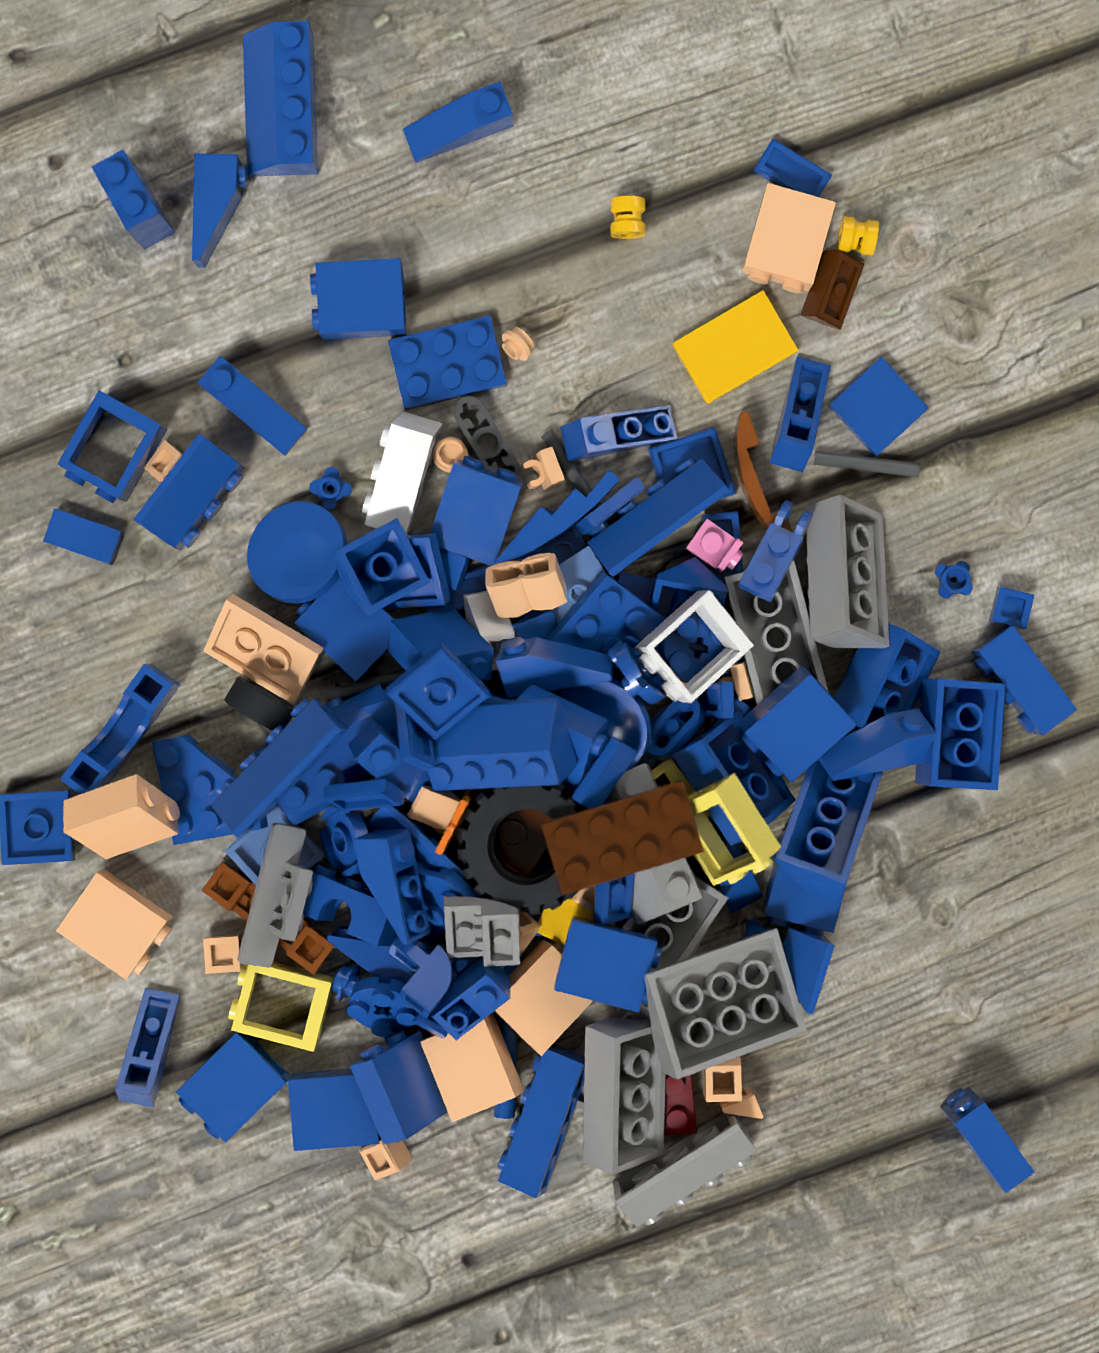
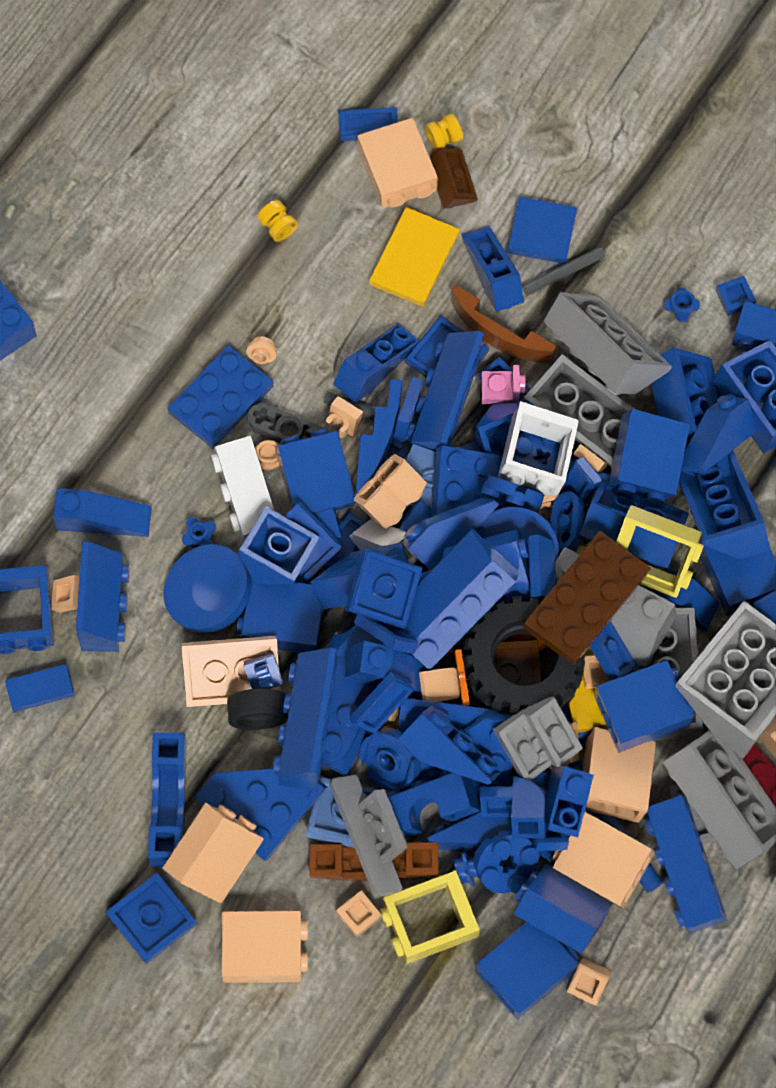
camera: 35 degrees left, 20 degrees down
(148, 1048) = (354, 1023): blue slope -> none
(232, 1085) = (436, 1004): blue brick -> none
(287, 676) = (263, 672): none -> blue tile
(359, 299) = (128, 393): blue brick -> none
(460, 122) = (115, 235): blue slope -> none
(774, 555) = (547, 359): blue hinge -> none

